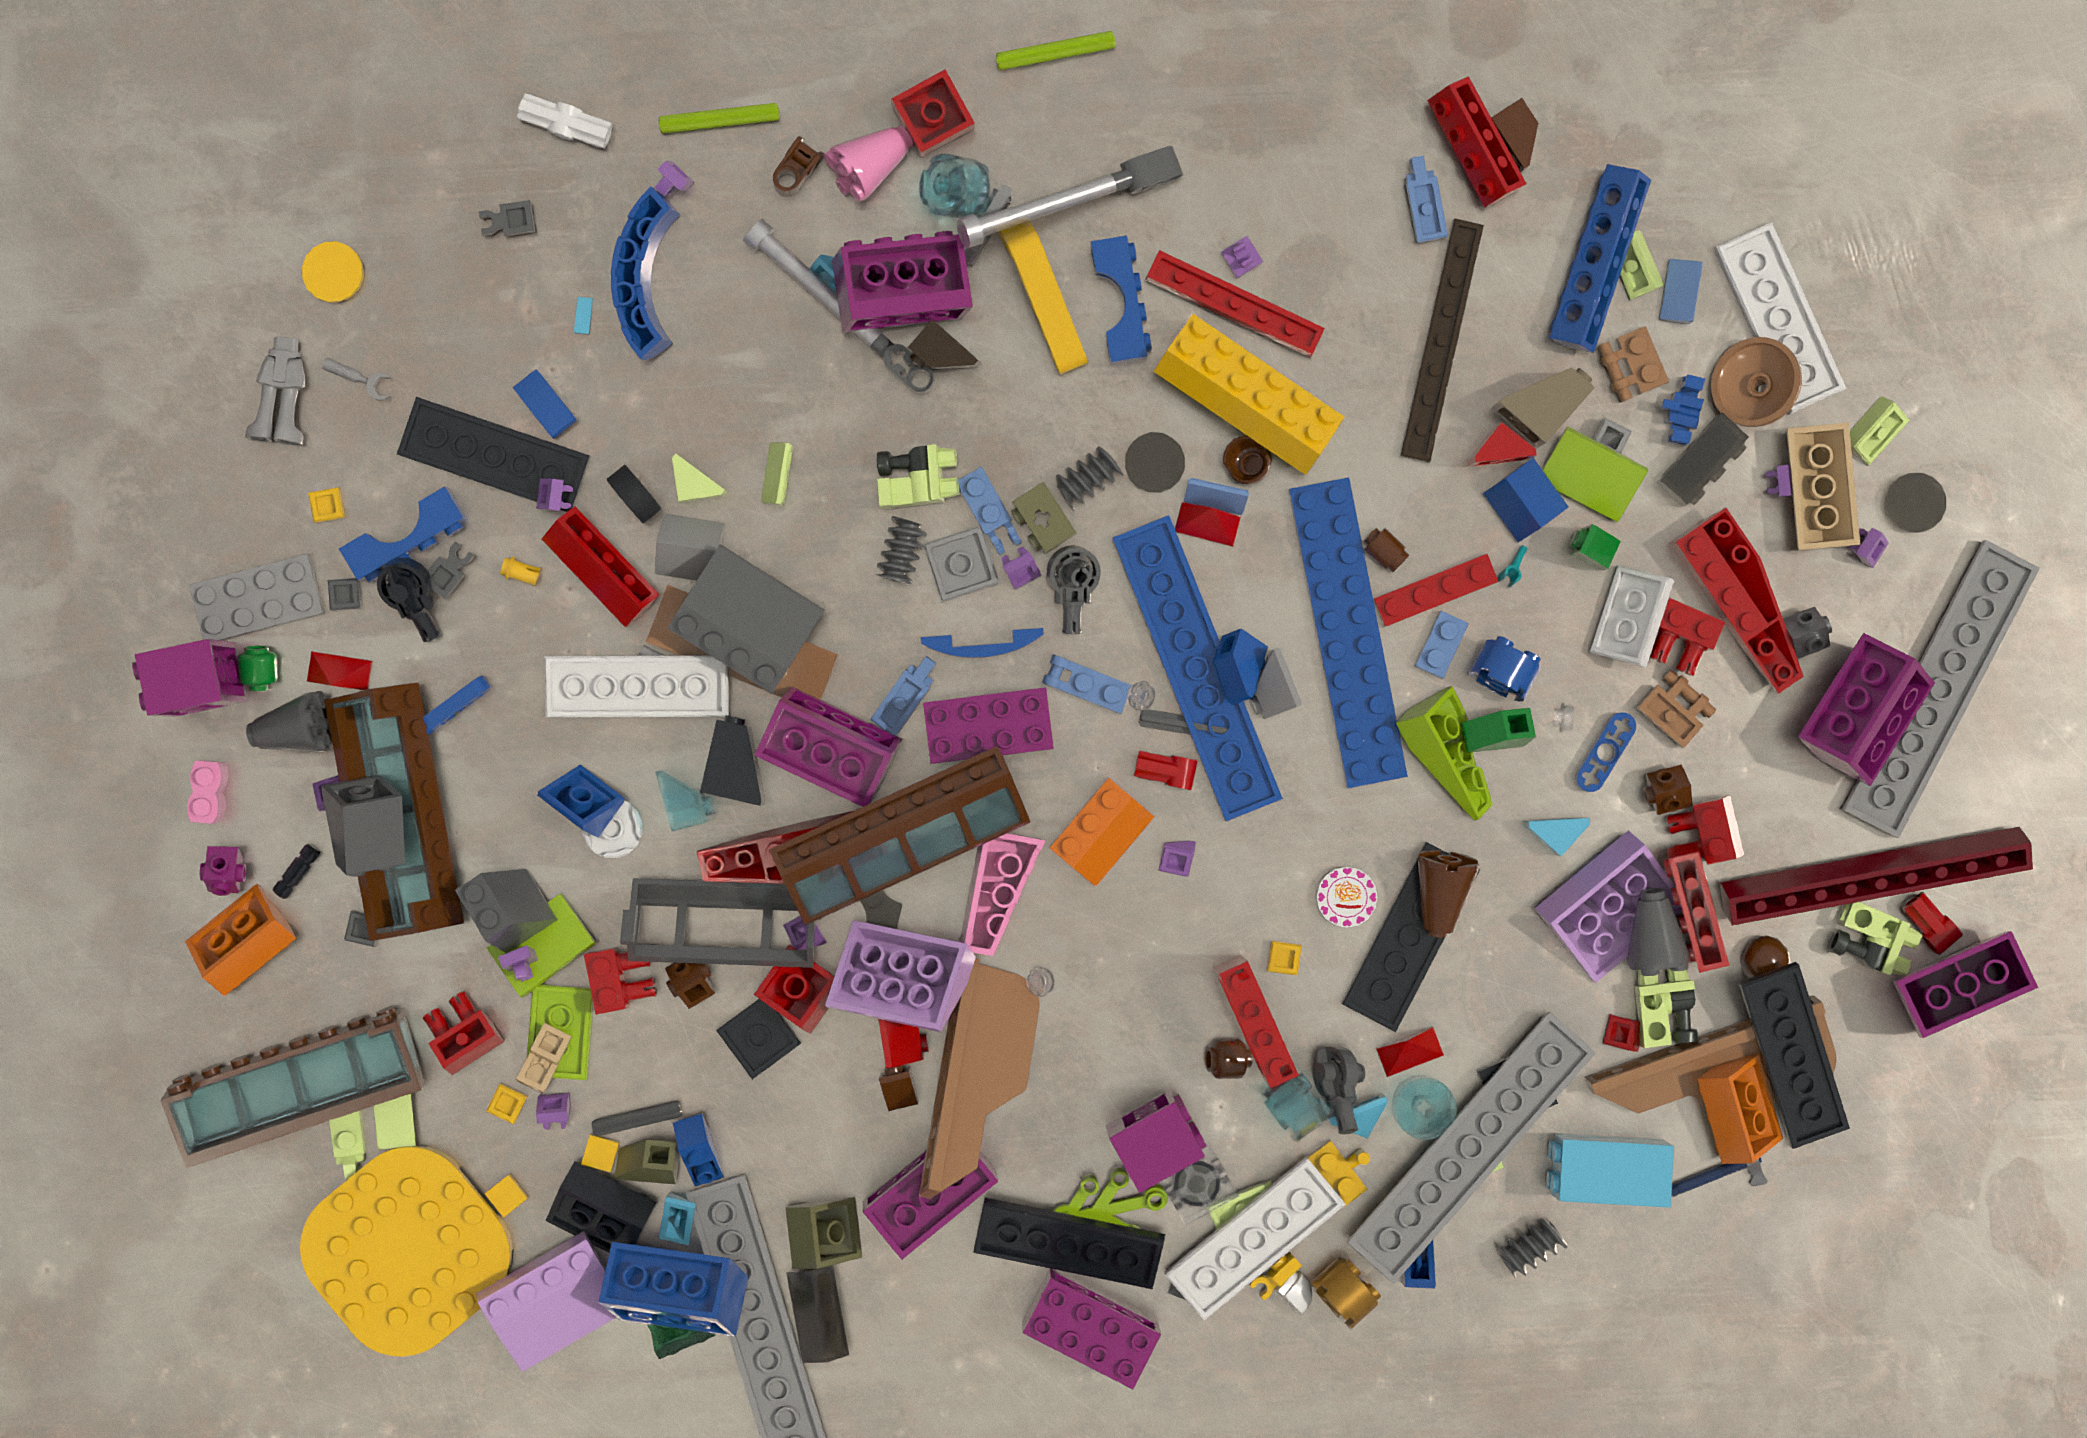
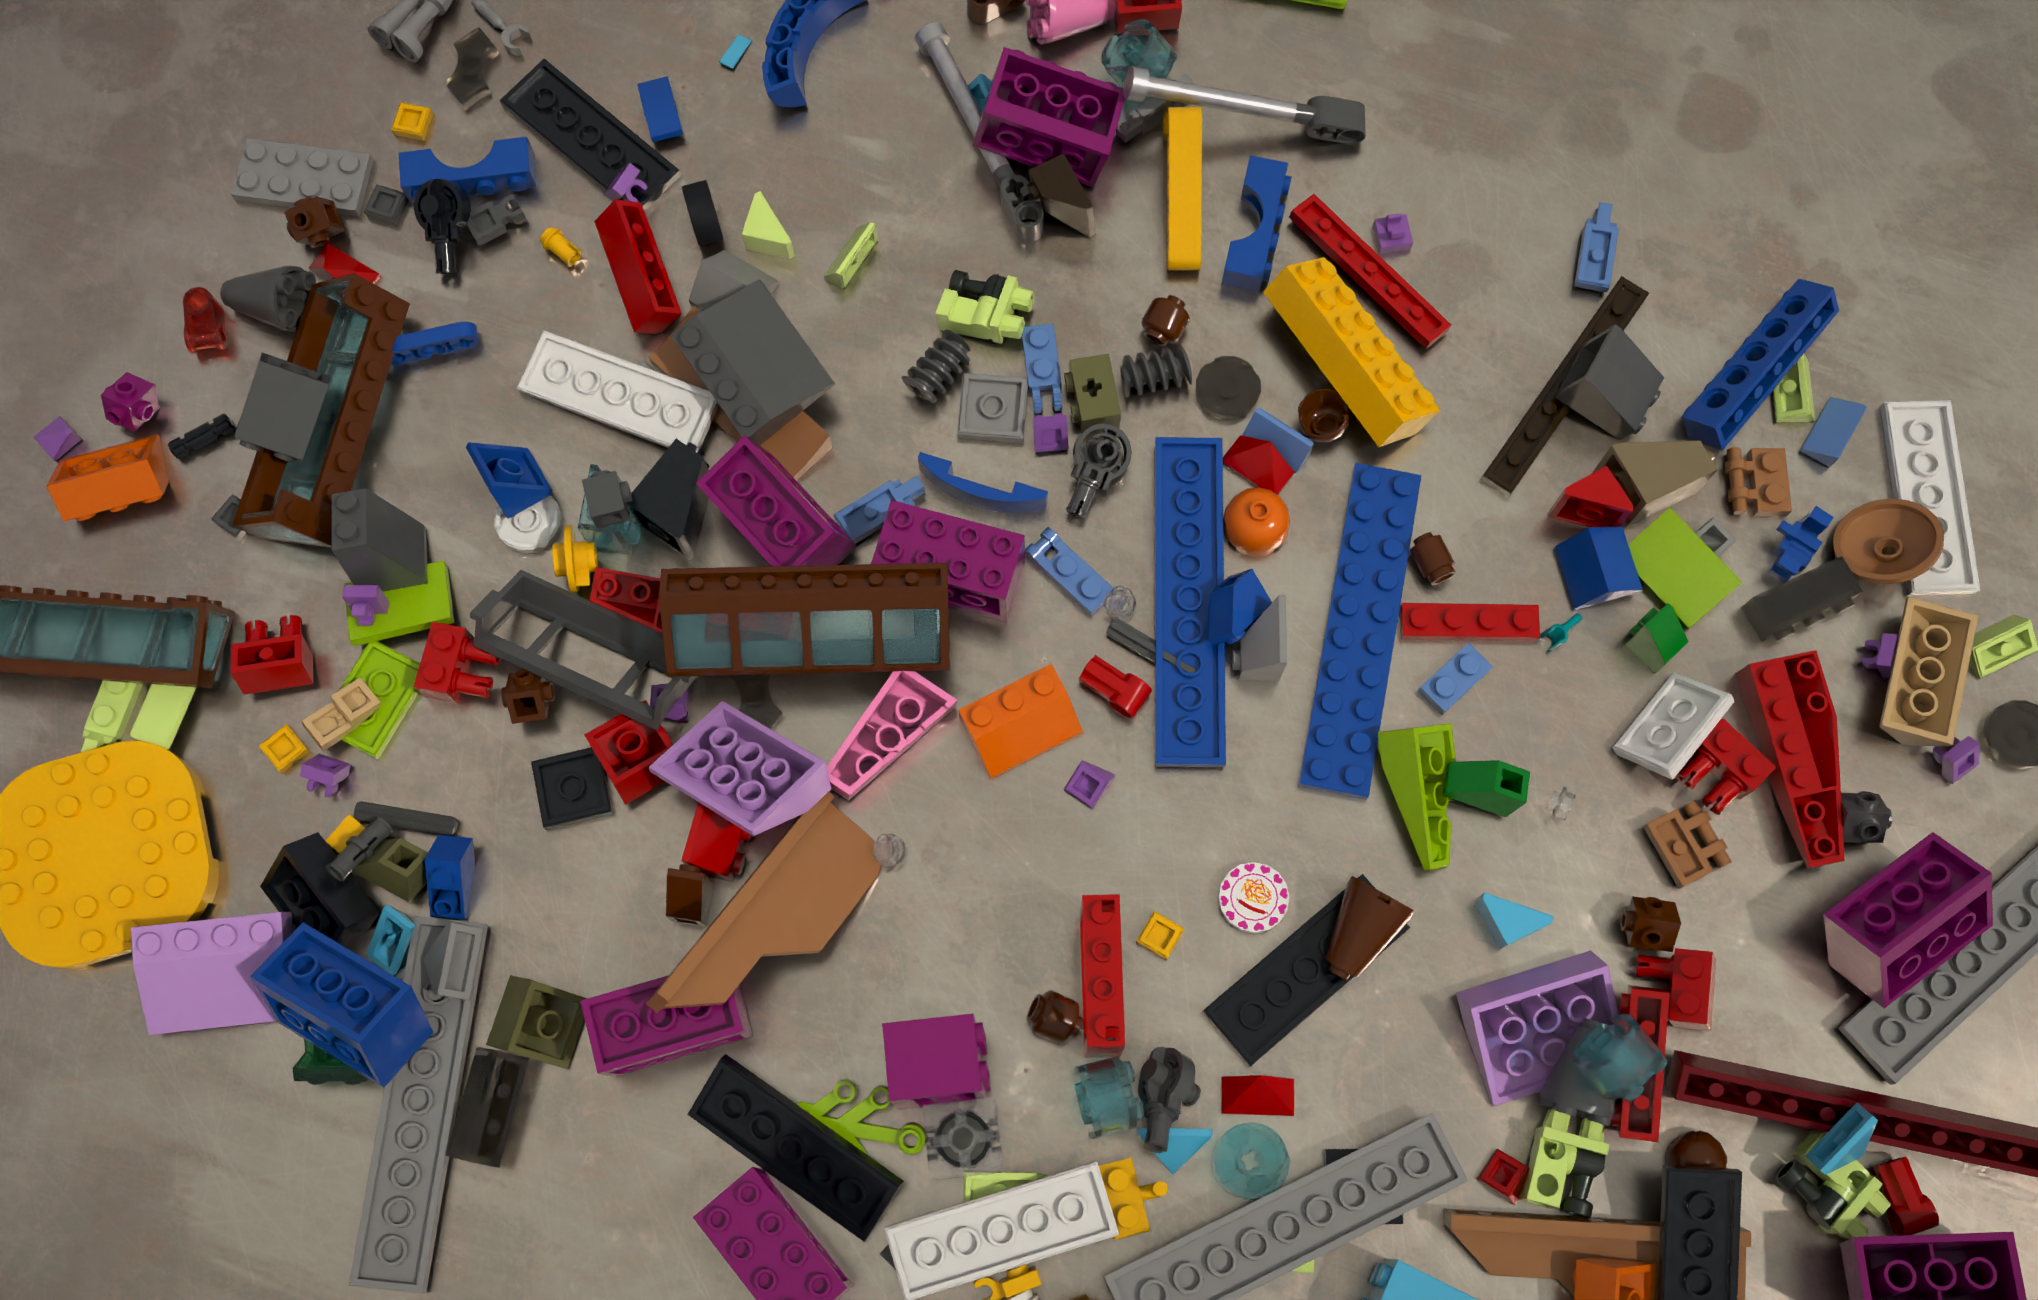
camera: 20 degrees right, 15 degrees down
(171, 923) = (57, 438): none -> medium lavender slope
(188, 678) = (189, 198): magenta brick -> none
(207, 799) = (156, 327): bright pink brick -> none
(247, 773) = (205, 327): none -> clear red piece
(257, 667) = (267, 234): green head -> none
(294, 641) = (313, 221): none -> reddish brown brick
(357, 444) = (469, 78): none -> clear smoke tile
(506, 1195) = (234, 842): yellow tile -> none
(616, 1161) = (359, 848): none -> dark grey pin
(675, 852) = (574, 559): none -> yellow piece
(687, 799) = (607, 498): none -> dark grey brick
(736, 1217) = (453, 960): none -> light grey slope
(1077, 425) = (1165, 320): none -> reddish brown head
(1226, 576) = (1256, 522): none -> orange cylinder
(1476, 141) = (1671, 210): red brick -> none
(1480, 333) = (1611, 383): none -> dark grey slope
(1505, 668) = (1517, 723): blue brick -> none
(1518, 131) = (1712, 218): reddish brown slope -> none
(1618, 750) = (1607, 860): blue beam -> none
(1676, 922) = (1618, 1058): none -> clear light blue brick
(1869, 908) = (1844, 1141): none -> medium azure slope

